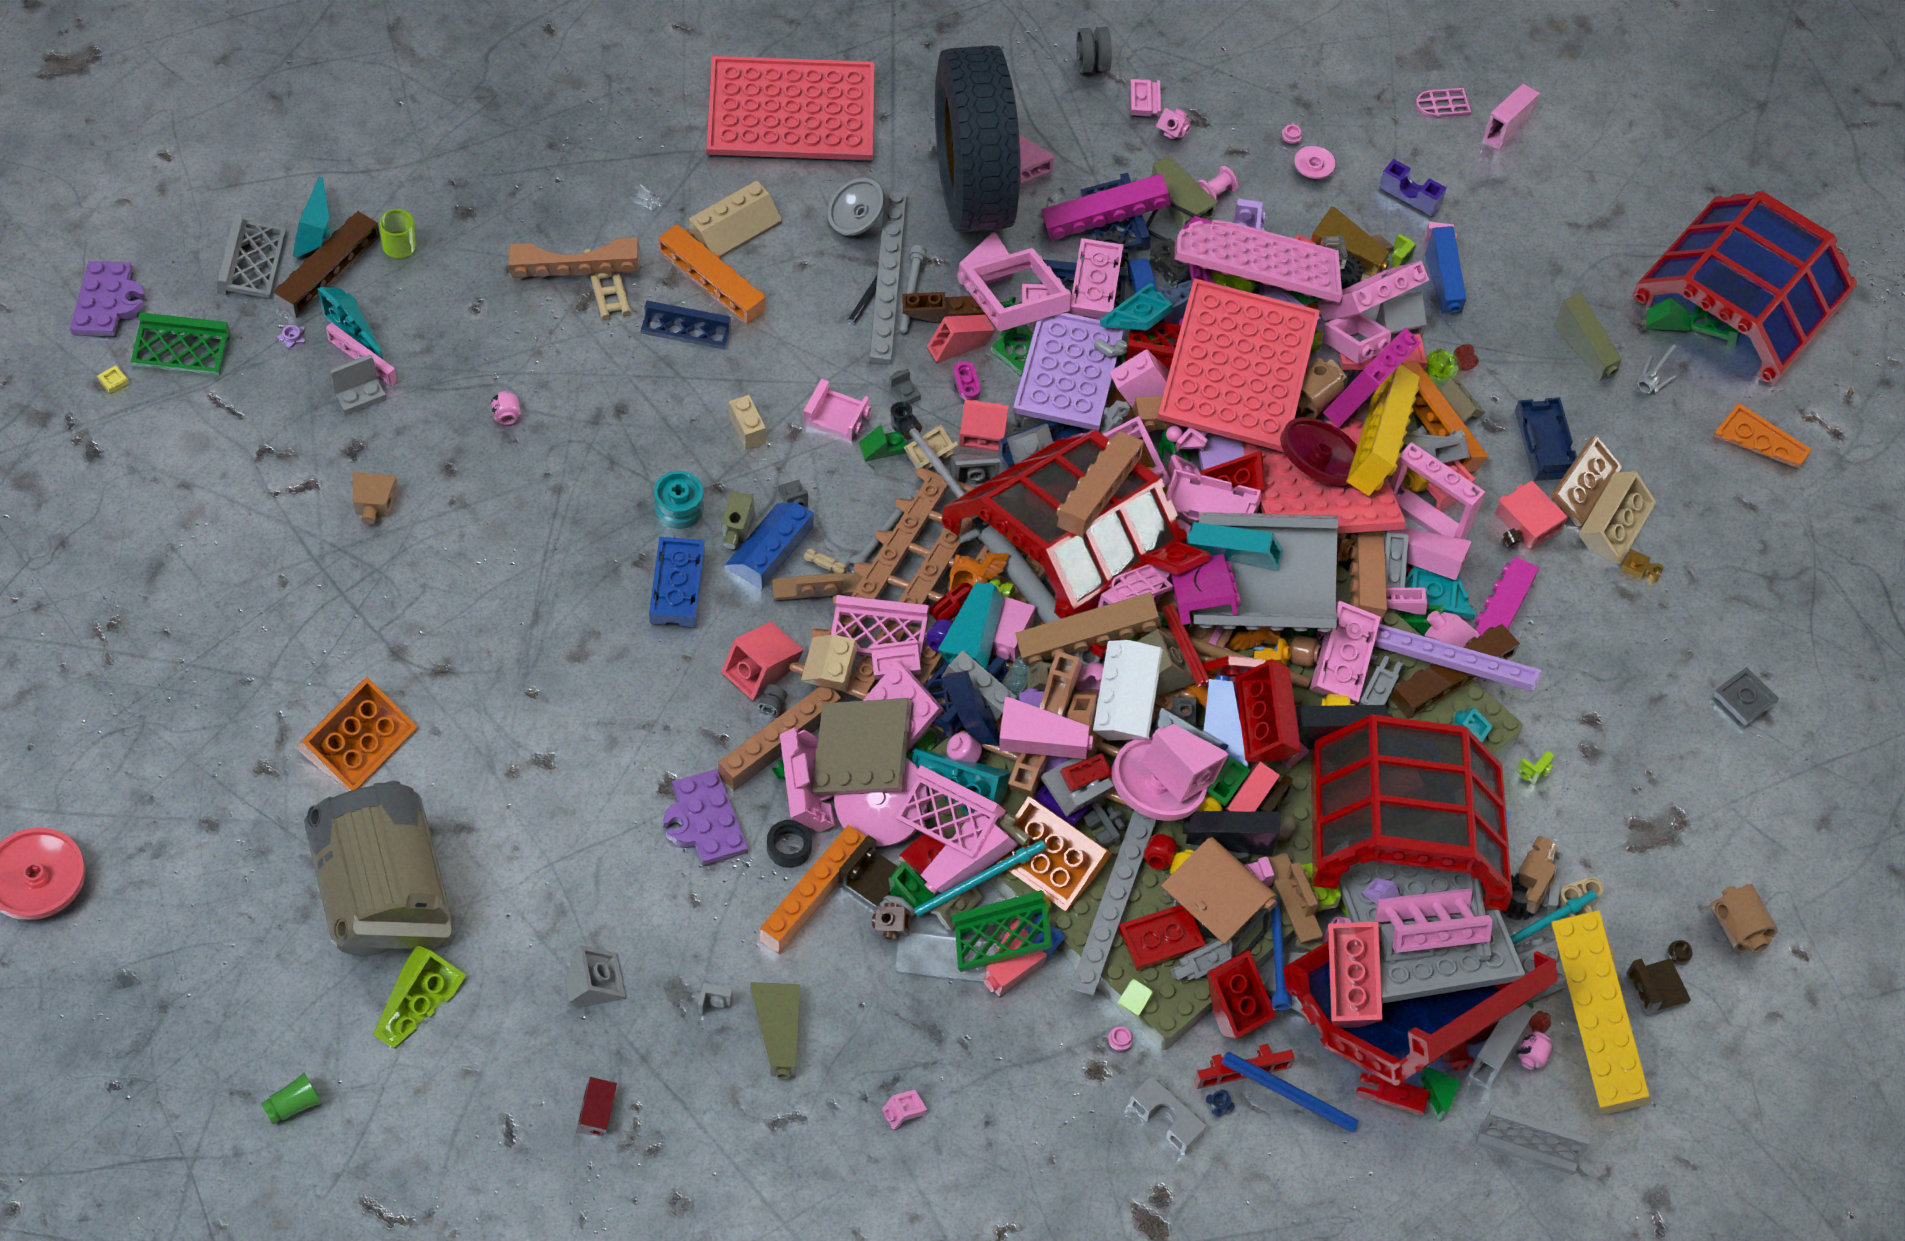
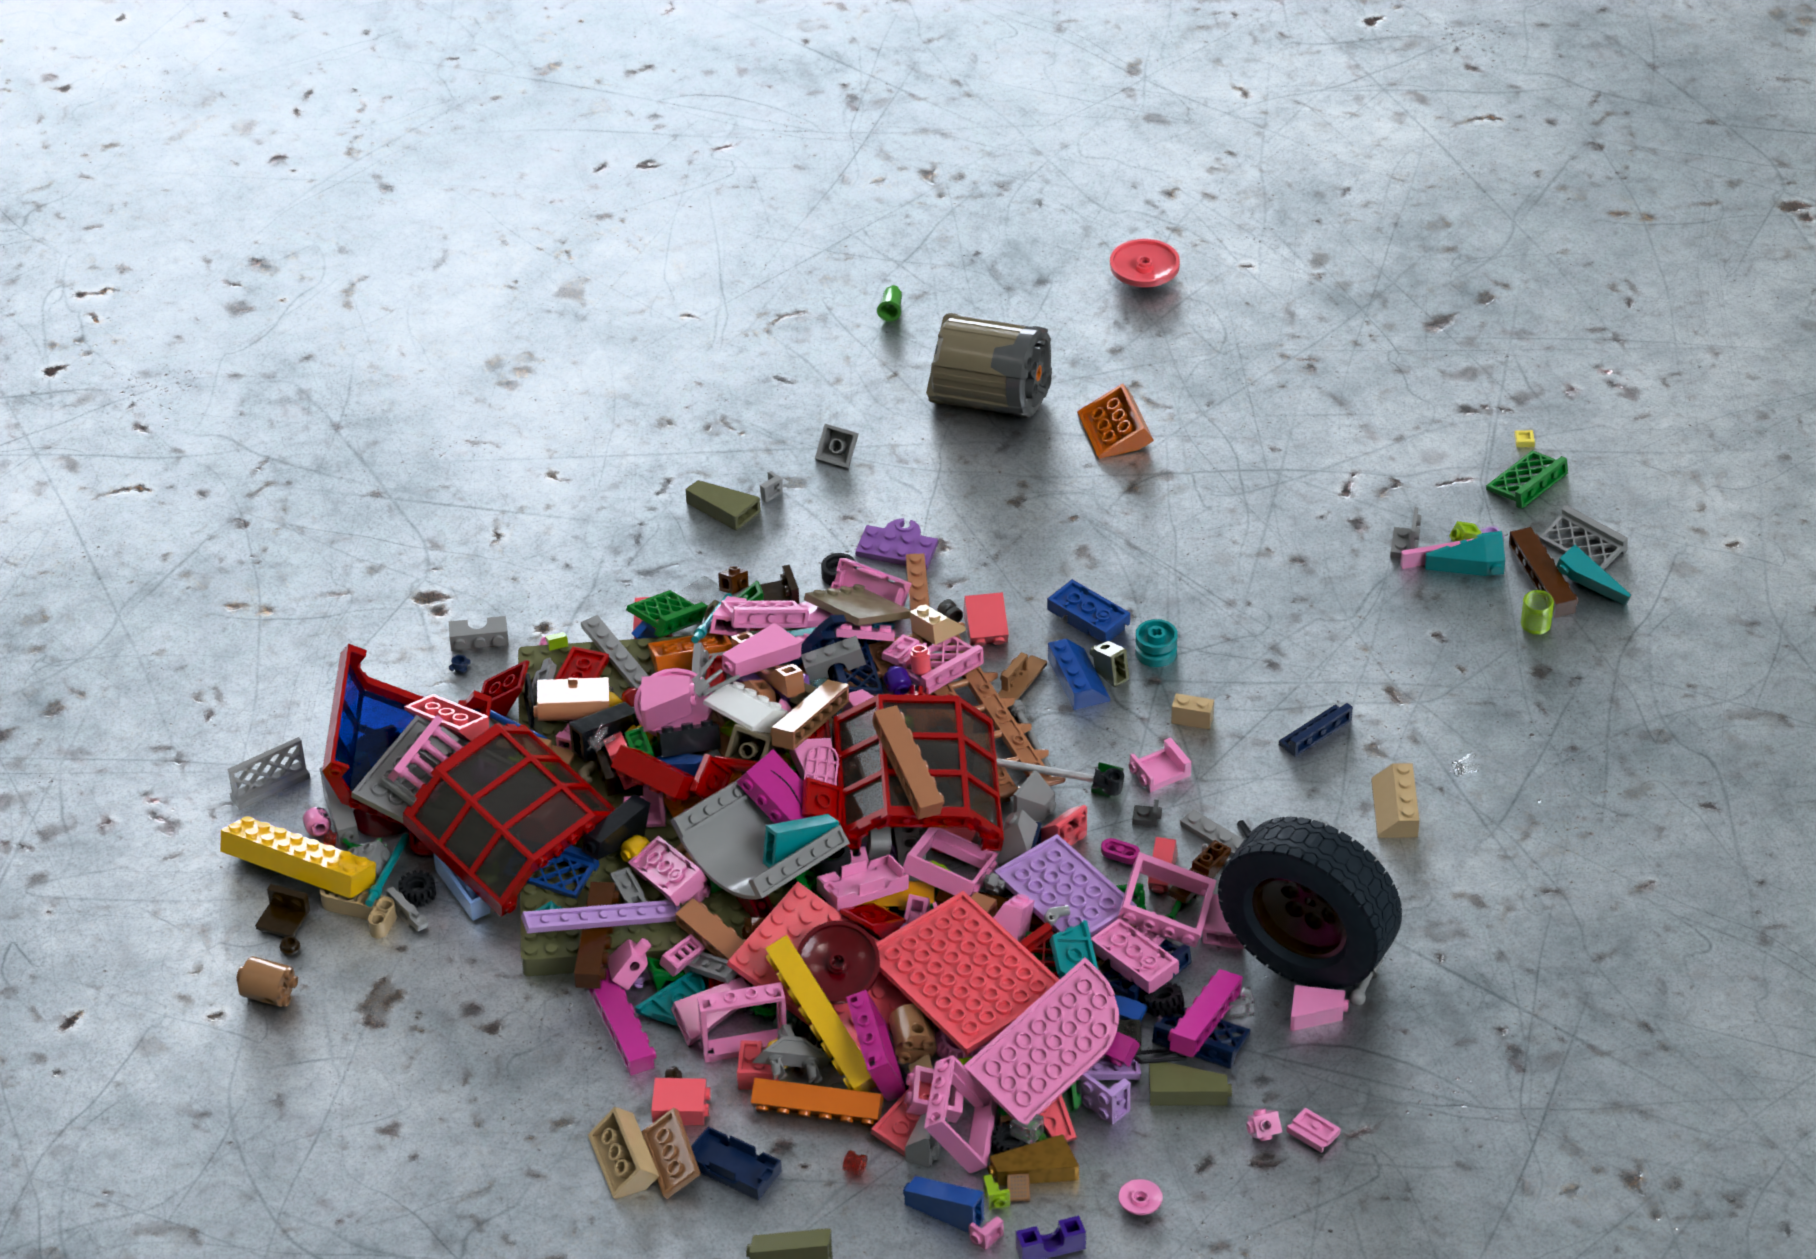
camera: 135 degrees right, 15 degrees down
(106, 299) = (1605, 460): medium lavender plate -> none
(311, 348) = (1463, 531): none -> lime bracket
(373, 495) = (1303, 507): medium nougat torso -> none
(419, 990) = (906, 375): lime wedge -> none
(505, 408) = (1322, 601): bright pink head -> none
(596, 1107) = (757, 409): dark red hinge -> none
(600, 292) = (1406, 717): tan bar -> none
(617, 256) = (1451, 672): nougat arch -> none
(712, 273) = (1349, 762): orange brick -> none
(791, 108) = (1493, 898): coral plate -> none
(793, 492) = (1107, 709): dark grey bracket -> none
(809, 892) = (792, 553): orange brick -> none
(825, 561) = (1037, 695): tan axle -> none
(903, 1107) = (613, 528): bright pink bracket -> none
(911, 619) = (920, 660): none -> coral brick
(939, 443) = (1076, 794): tan bracket -> none
(974, 625) = (873, 675): teal slope -> none
(1013, 831) = (720, 632): dark tan arm -> none
(1093, 49) = (1389, 1111): dark grey wheel -> none
(1132, 747) = (702, 685): none -> light grey plant
(1222, 1074) = (475, 671): red hinge -> none
(1225, 180) = (1172, 1119): bright pink hose -> none
(1268, 806) = (595, 741): none -> clear piece
(1290, 1091) = (446, 676): blue axle -> none
(1292, 134) = (1187, 1207): bright pink plate -> none
(1442, 364) = (863, 1140): clear neon green head -> none
(1461, 400) = (819, 1134): dark tan panel -> none
(1534, 772) = (490, 954): lime bracket -> none
(1538, 872) = (416, 889): medium nougat plate -> none
(1638, 564) = (574, 1143): pearl gold plate -> none
(1746, 696) = (409, 1121): dark grey plate -> none

